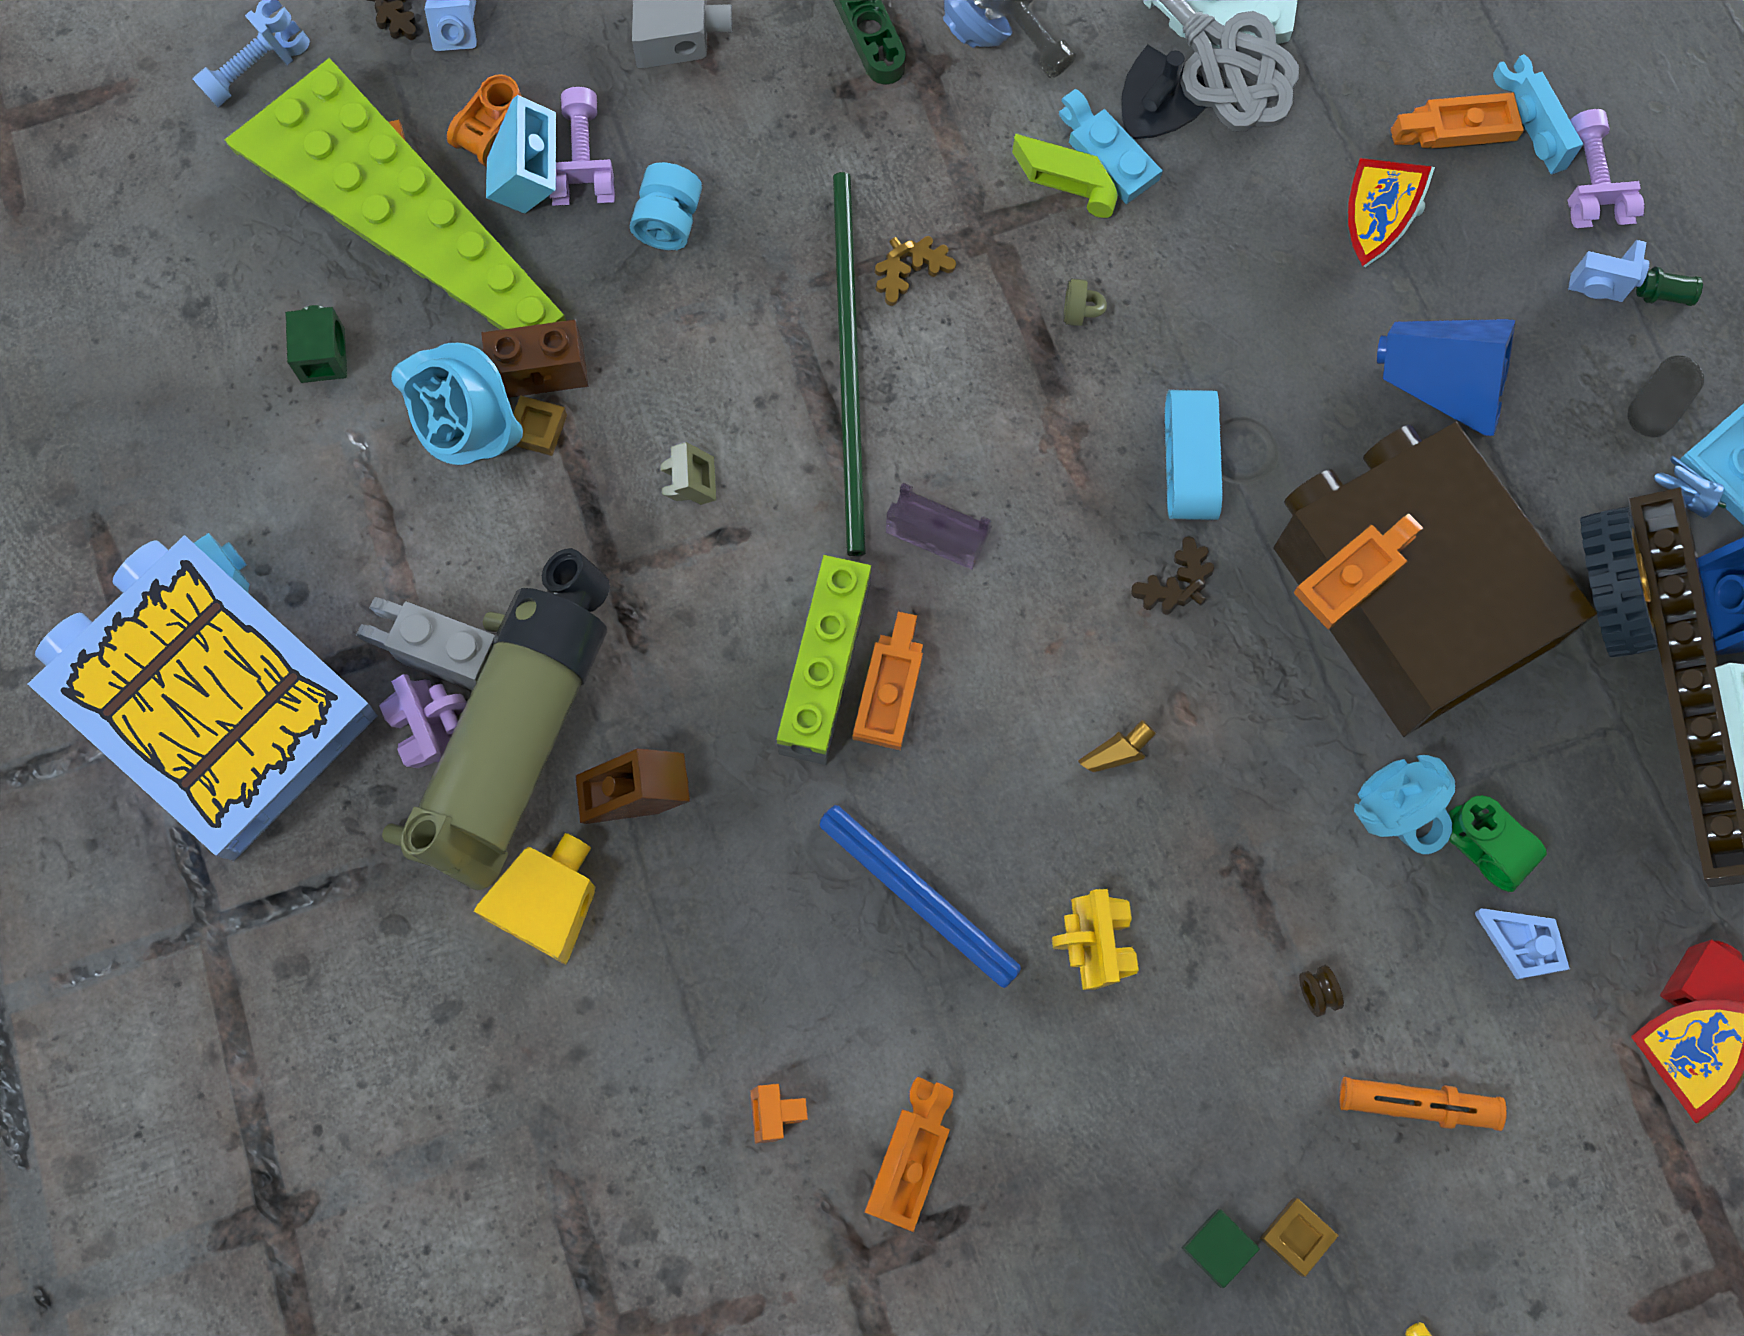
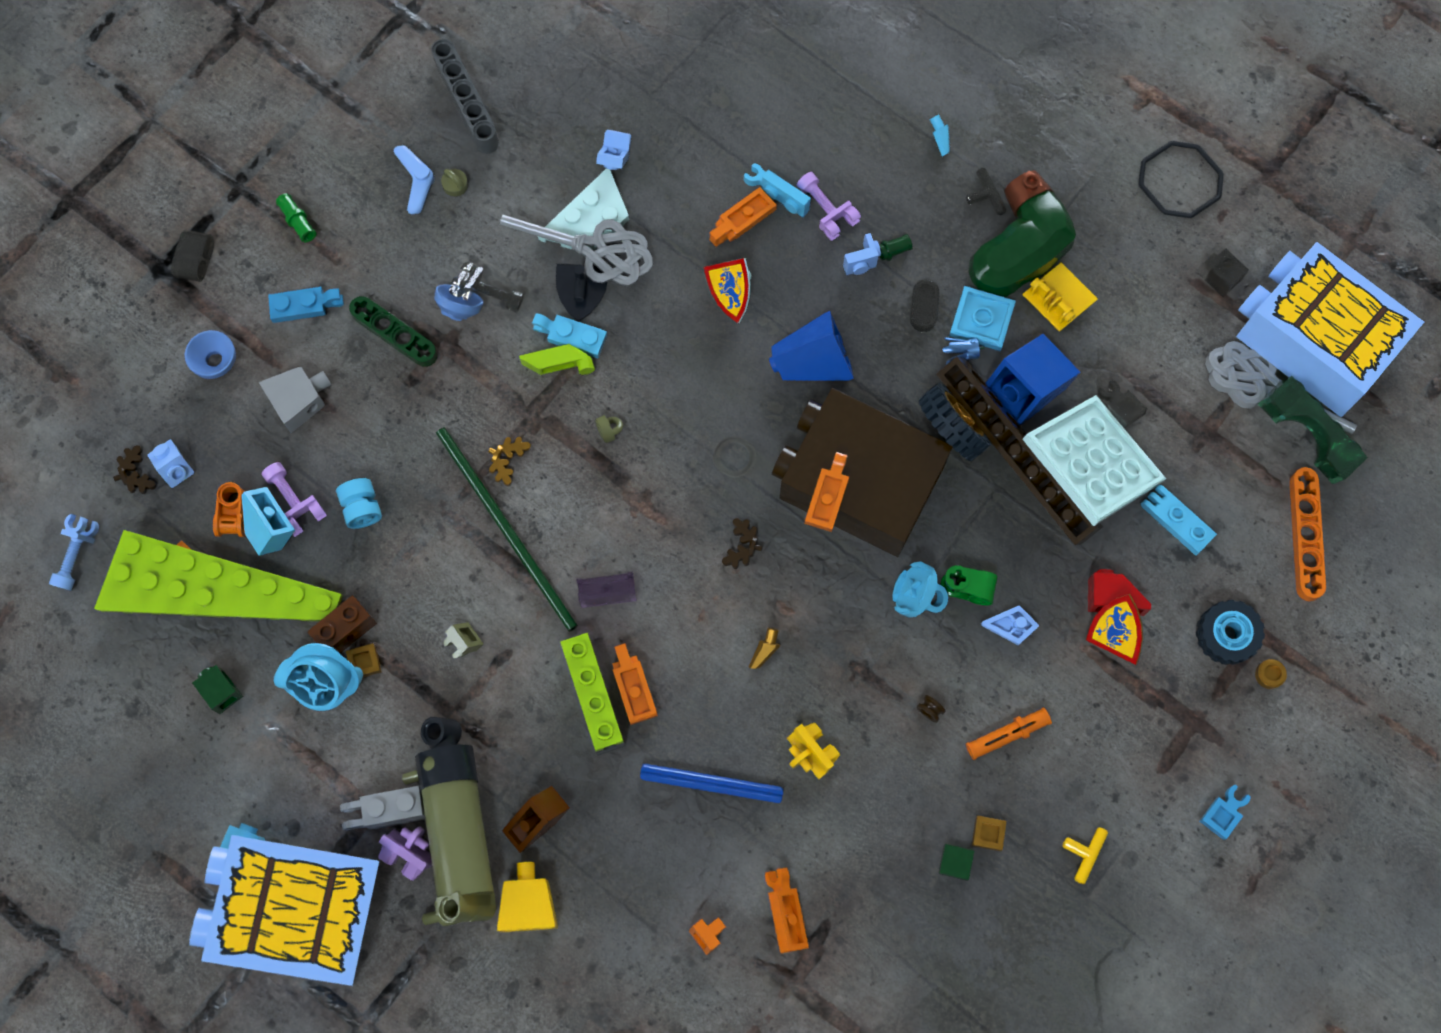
camera: 30 degrees left, 0 degrees up
(1193, 455) = (712, 475): medium azure beam -> none

